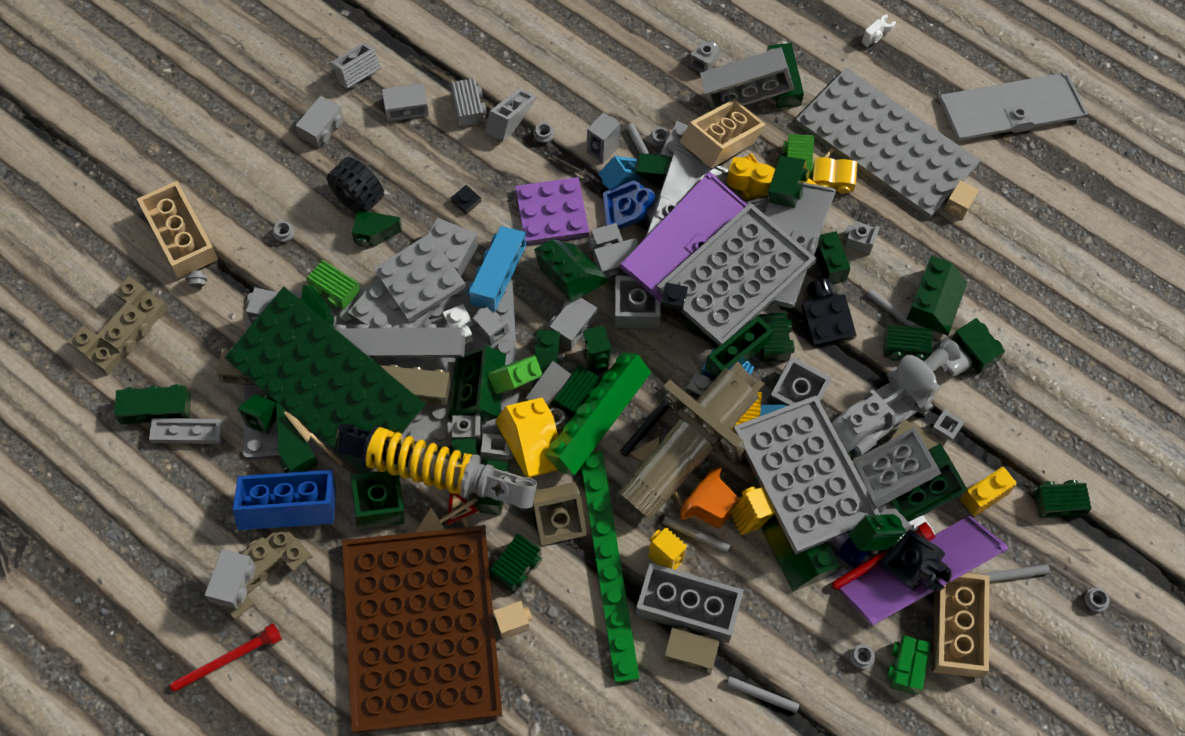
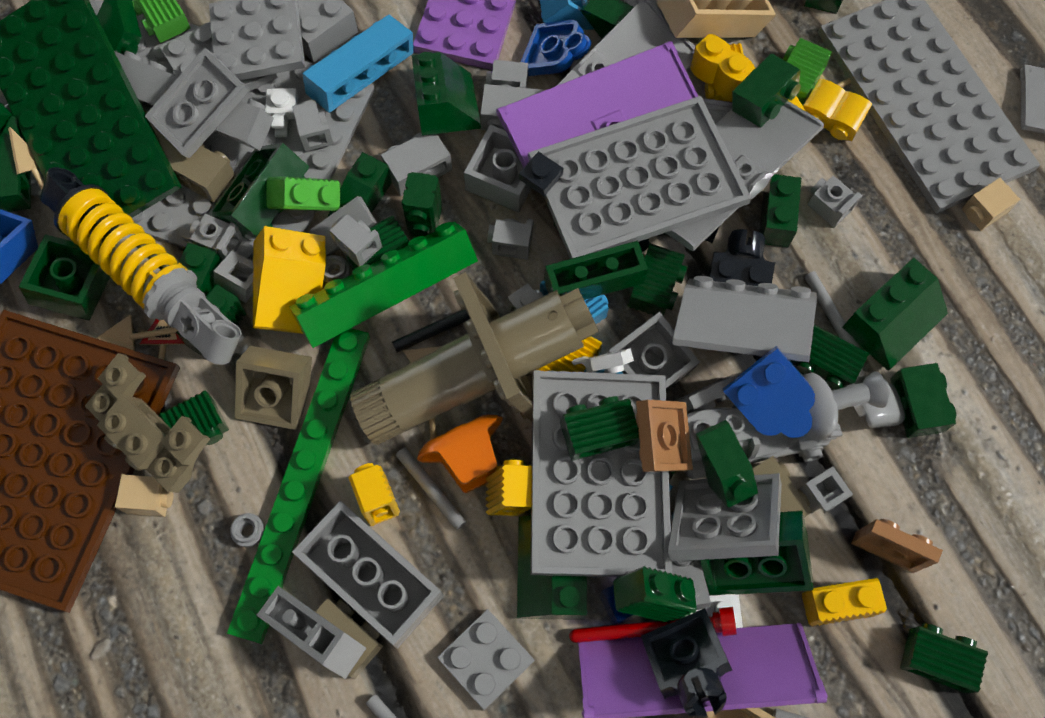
camera: 25 degrees right, 5 degrees up
(414, 341) = (197, 103): none -> light grey plate
(502, 580) = (140, 432): none -> dark tan bracket
(566, 390) = (355, 239): none -> light grey brick
(591, 605) = (238, 526): none -> light grey plate
(664, 348) = (511, 238): none -> light grey brick
(676, 649) = (311, 632): none -> light grey slope
(776, 401) = (610, 362): none -> white plate
(787, 624) = (486, 659): none -> light grey plate
(795, 444) = (599, 428): none -> dark green brick
(837, 432) = (663, 436): none -> medium nougat plate
(846, 396) = (705, 397): none -> light grey plate
(849, 337) = (746, 318): none -> light grey slope
(882, 434) = (726, 464): none -> dark green slope
(891, 379) = (773, 396): none -> blue plate
(1004, 442) = (900, 548): none -> medium nougat plate

